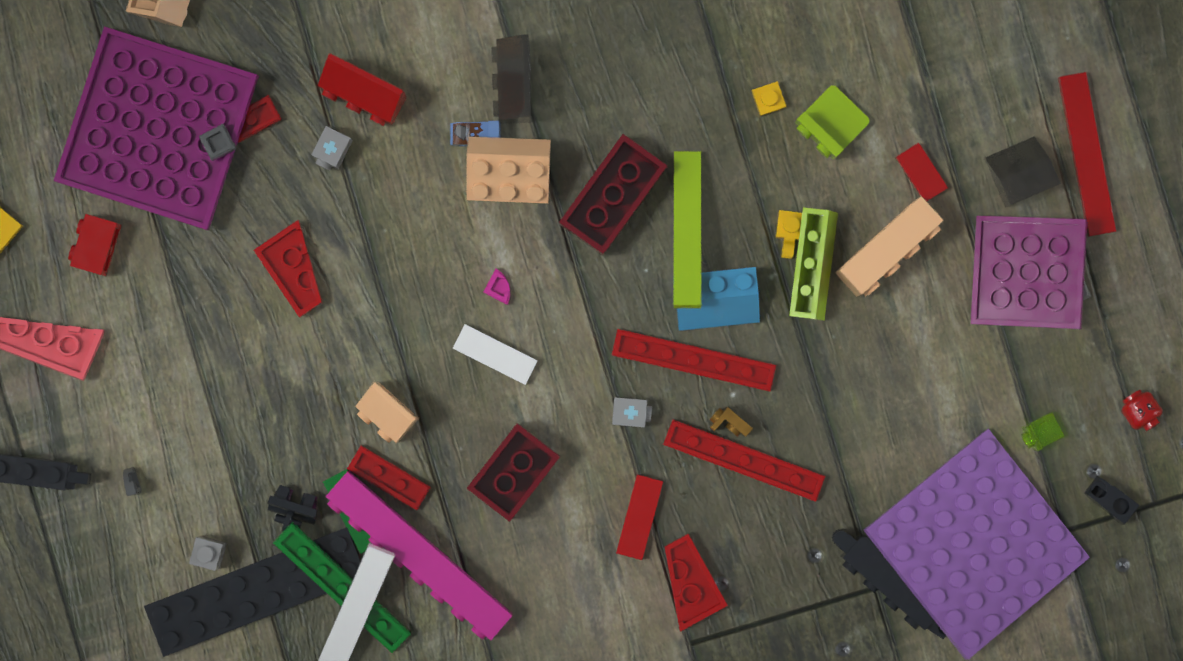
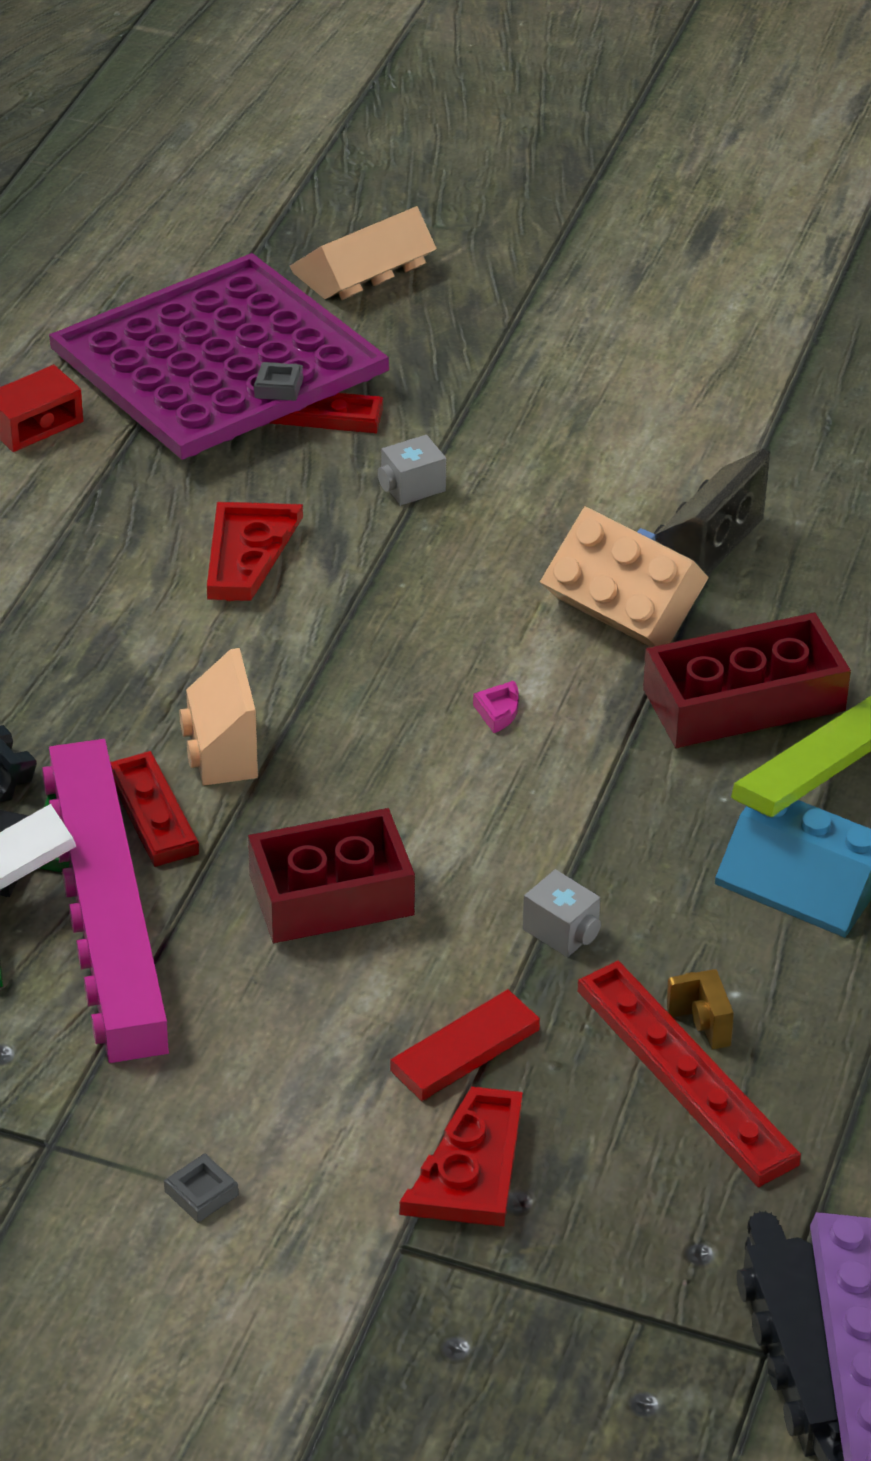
camera: 35 degrees right, 45 degrees down
(361, 90) = (506, 430): red slope -> none
(495, 354) = (428, 765): white tile -> none
(693, 360) = (712, 922): red tile -> none

